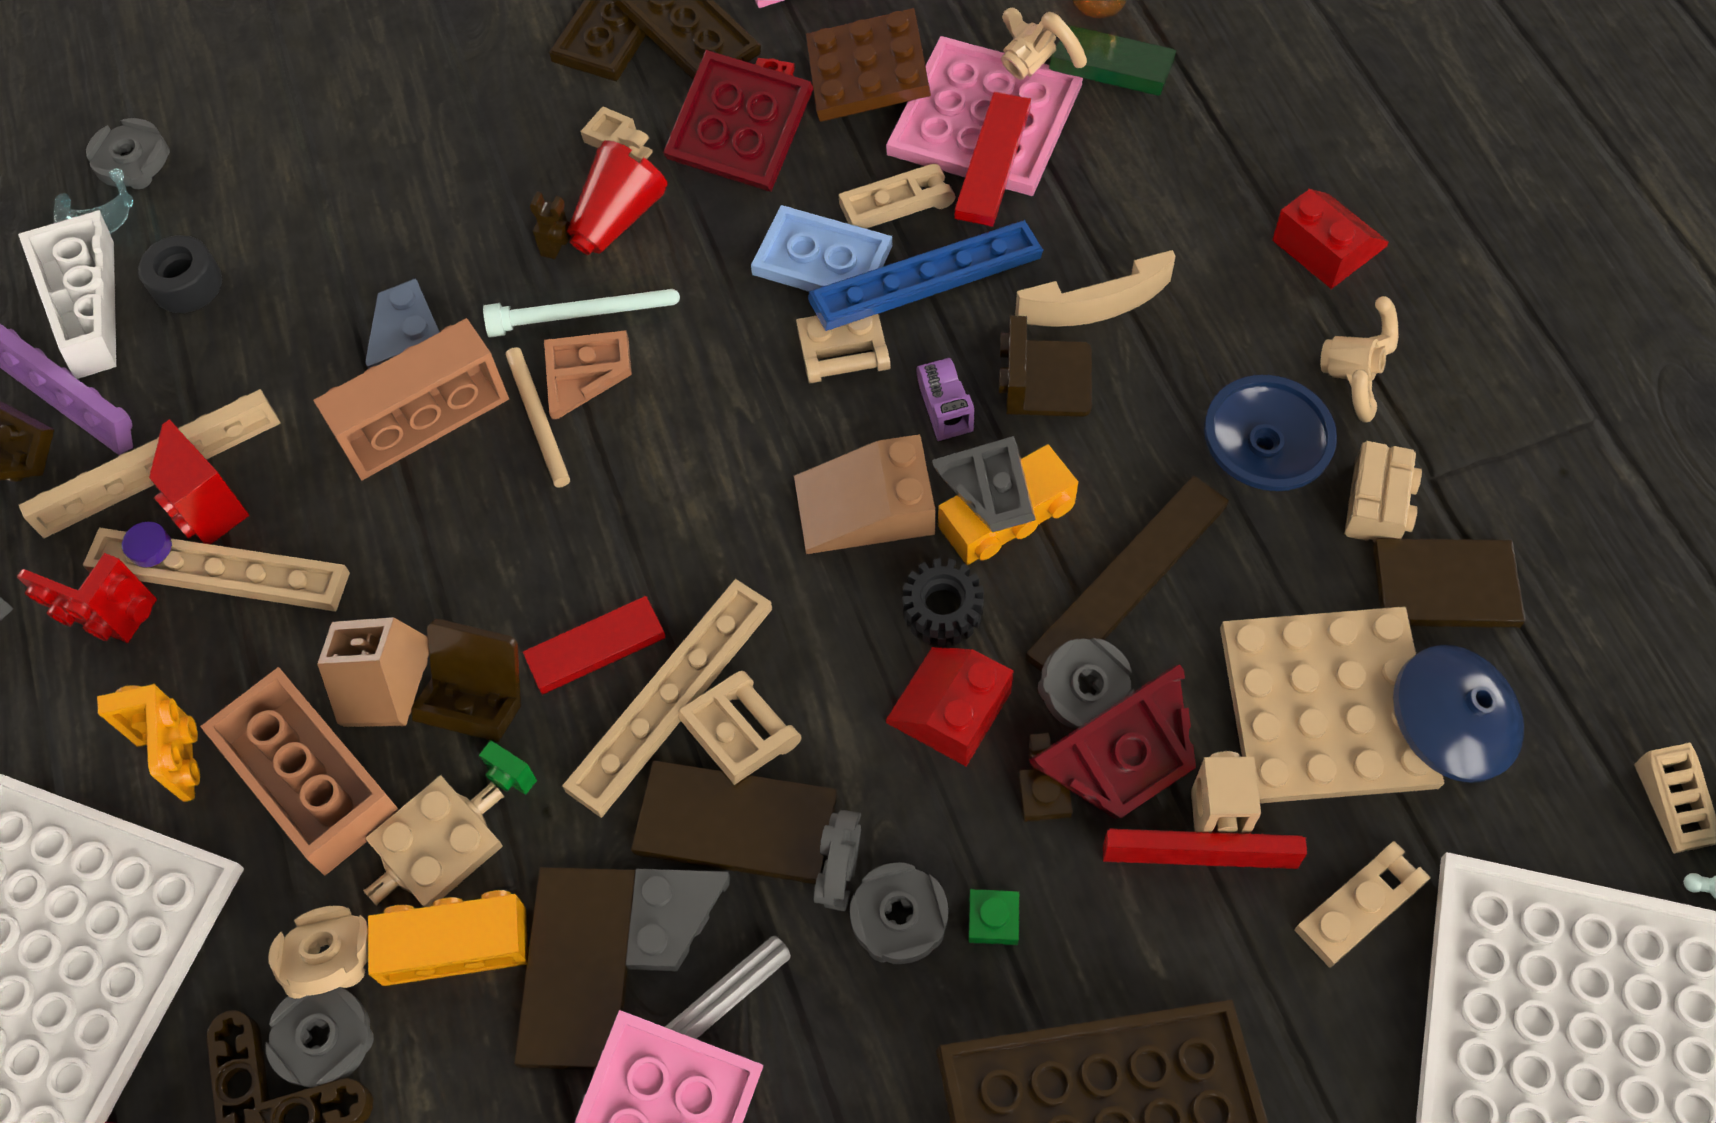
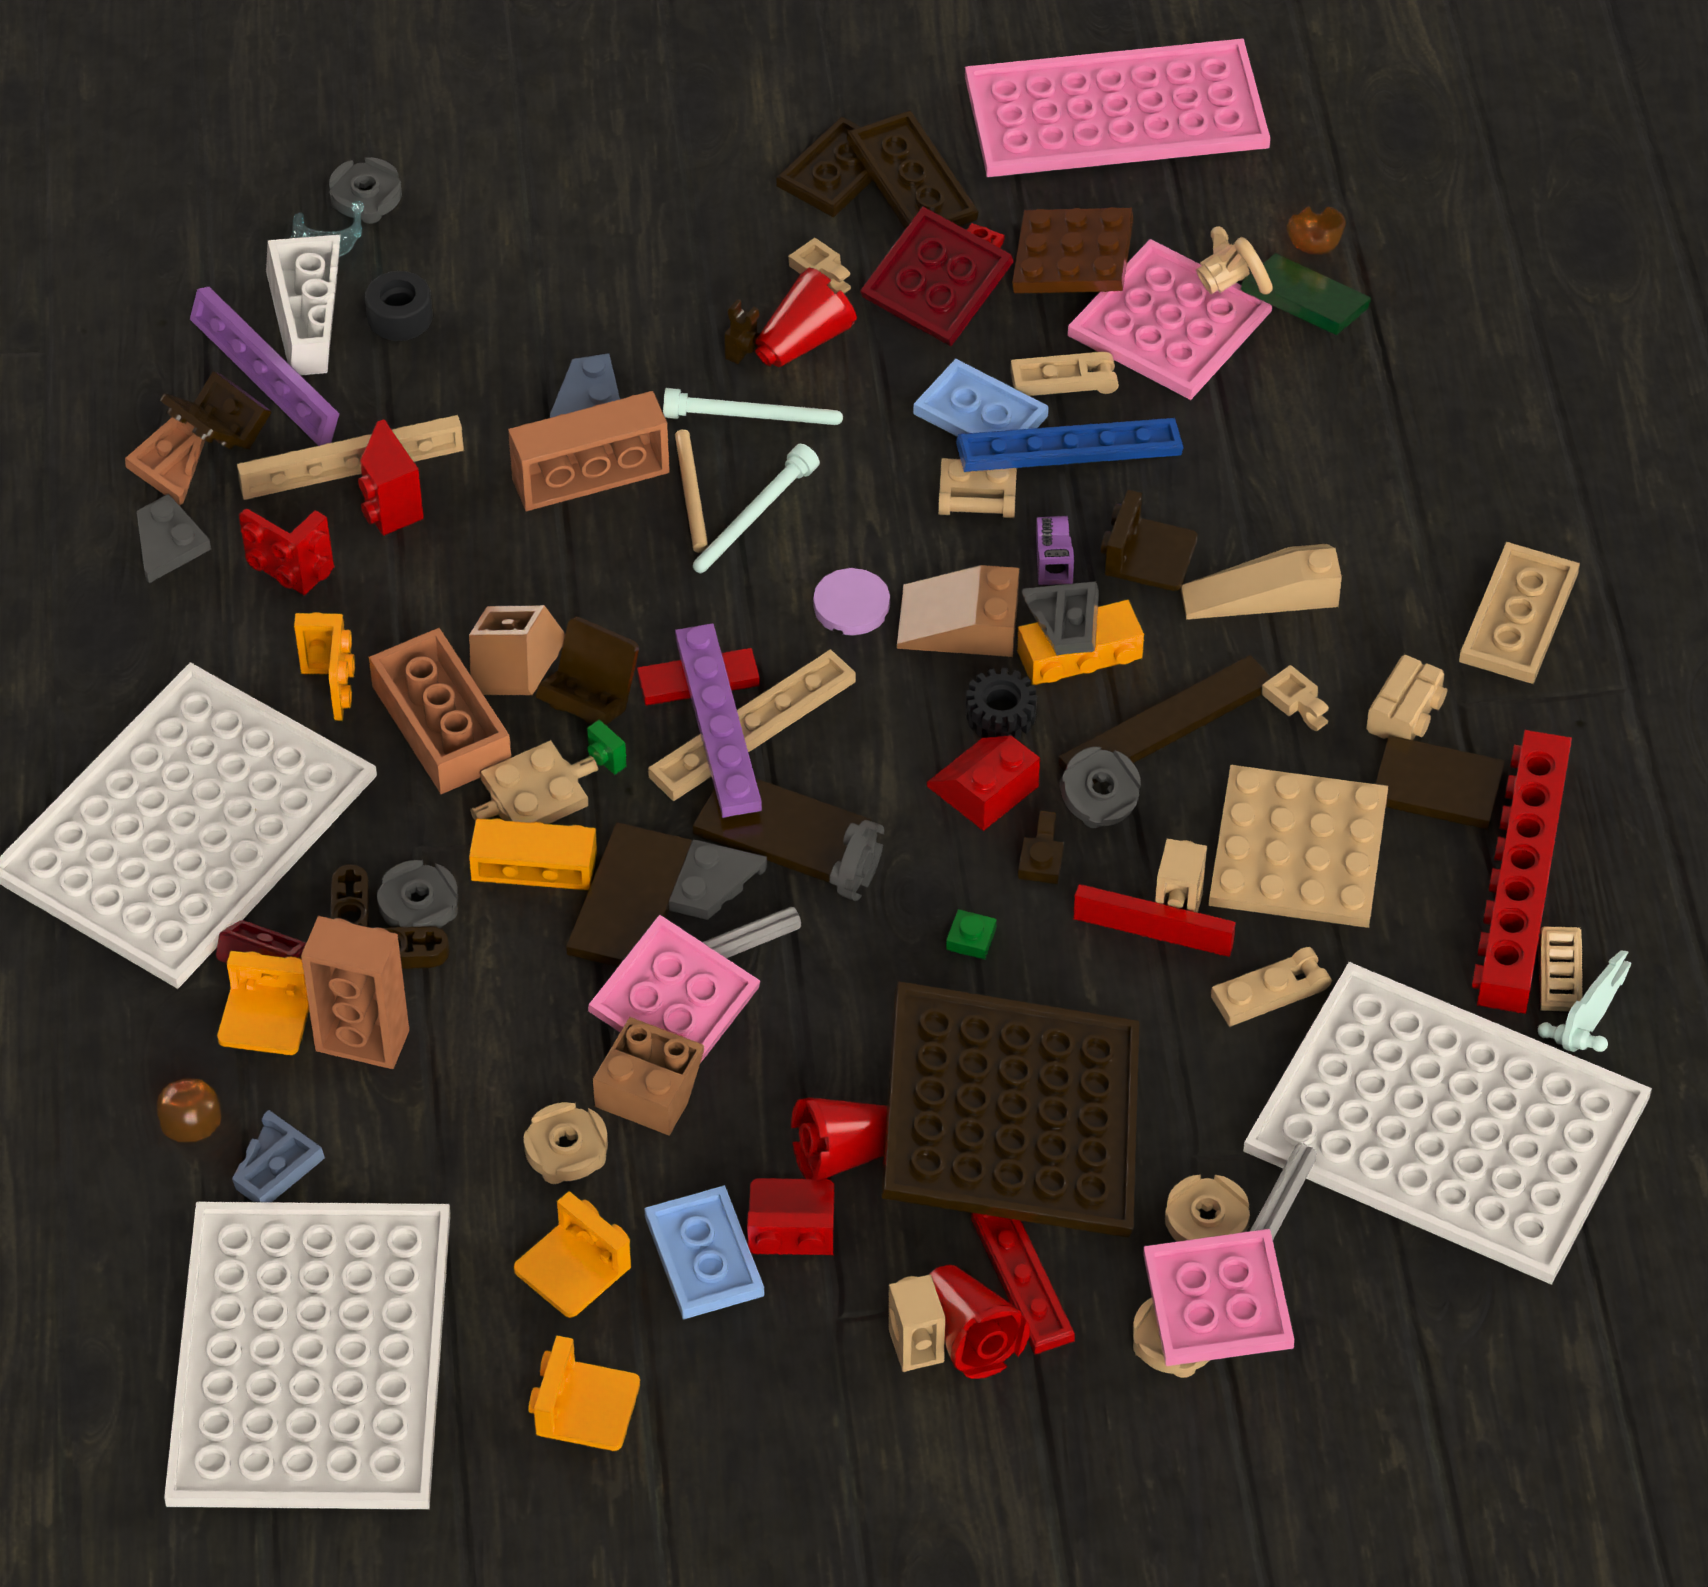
camera: 10 degrees right, 10 degrees down
(146, 544) = (341, 517): dark purple tile -> none
(233, 572) = (402, 555): tan plate -> none
(306, 972) = (432, 839): tan plate -> none
(584, 368) = (742, 459): nougat wing -> none
(631, 708) = (718, 720): none -> medium lavender plate
(647, 358) = (800, 462): none -> light aqua piece
(727, 733) = (795, 764): tan plate -> none
(742, 510) = (851, 601): none -> lavender tile
(914, 890) = (890, 932): dark grey plate -> none
(993, 159) = (1161, 357): red tile -> none
(1049, 307) = (1218, 499): tan slope -> none
(1127, 749) = (1114, 837): dark red wing -> none
(1179, 383) = (1272, 583): none -> tan wedge
(1257, 511) = (1295, 692): none -> tan plate
(1271, 414) = (1324, 631): dark blue dish -> none
(1326, 237) = (1446, 488): red slope -> none
(1362, 359) = (1431, 594): tan piece -> none
(1457, 360) = (1519, 612): none -> tan plate
(1458, 713) = (1392, 883): dark blue dish -> none
(1623, 739) = (1523, 872): none -> red brick

